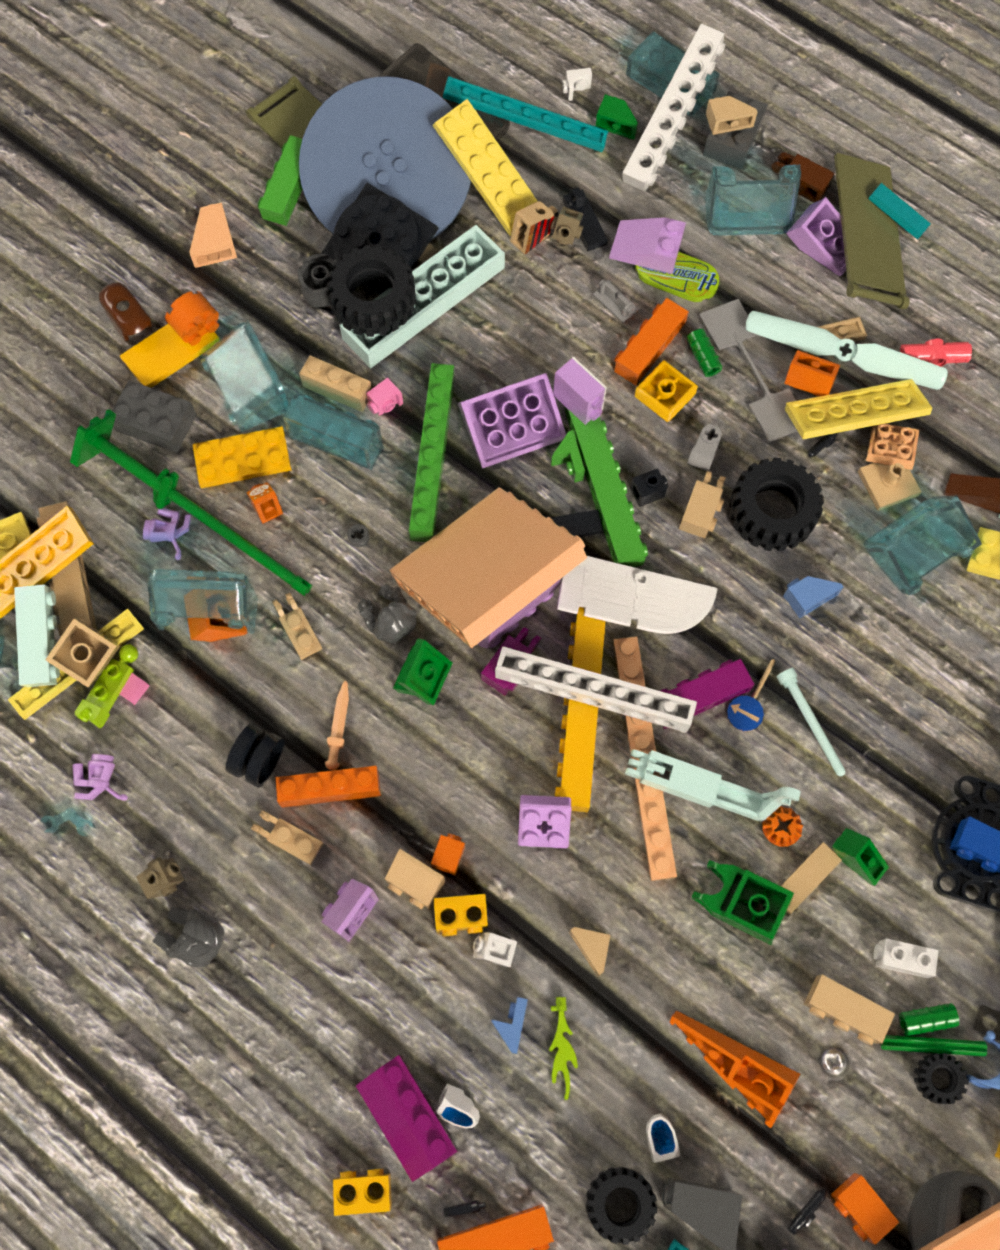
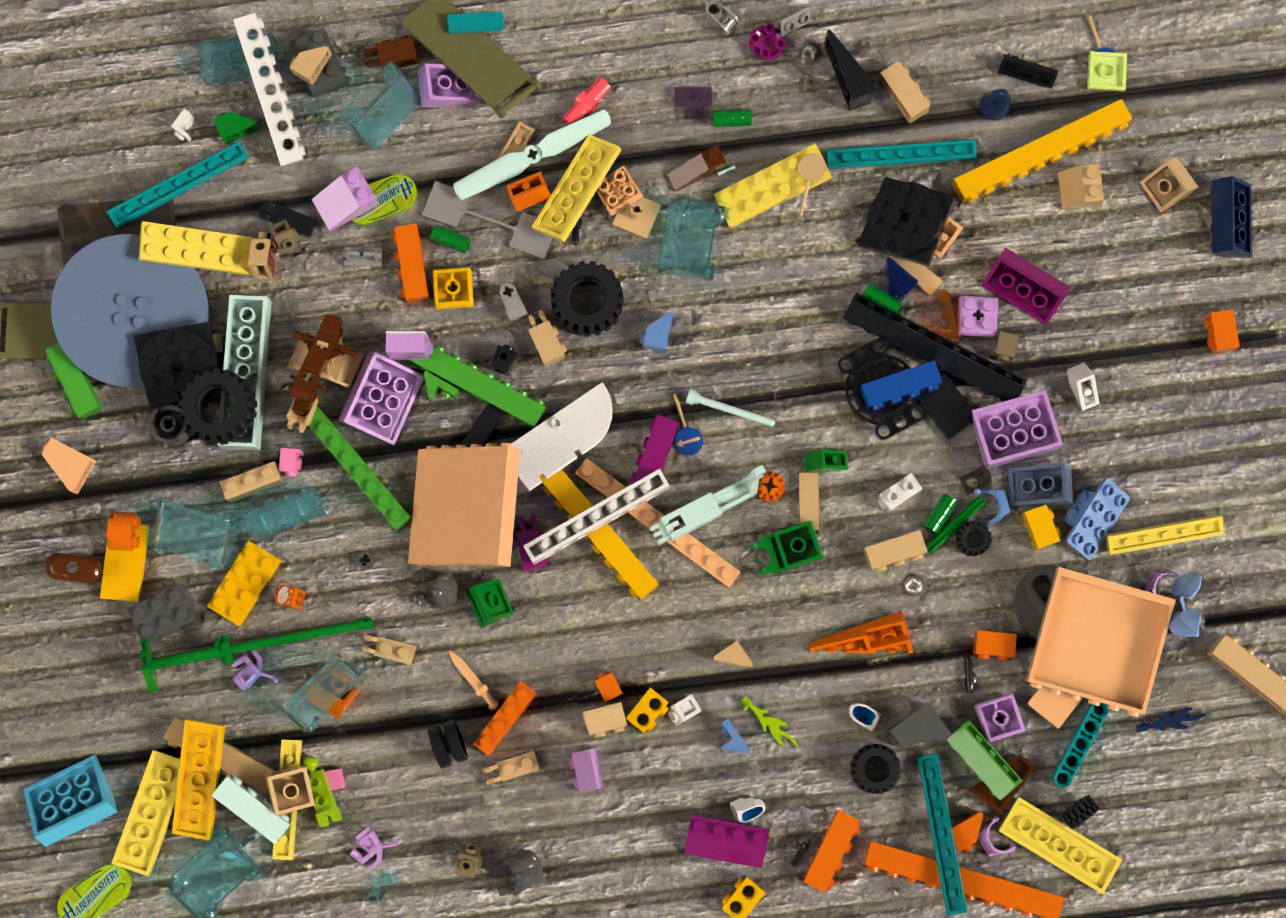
camera: 40 degrees left, 10 degrees up
(498, 339) = (320, 358): none -> piece
(549, 834) = (642, 616): lavender brick -> none

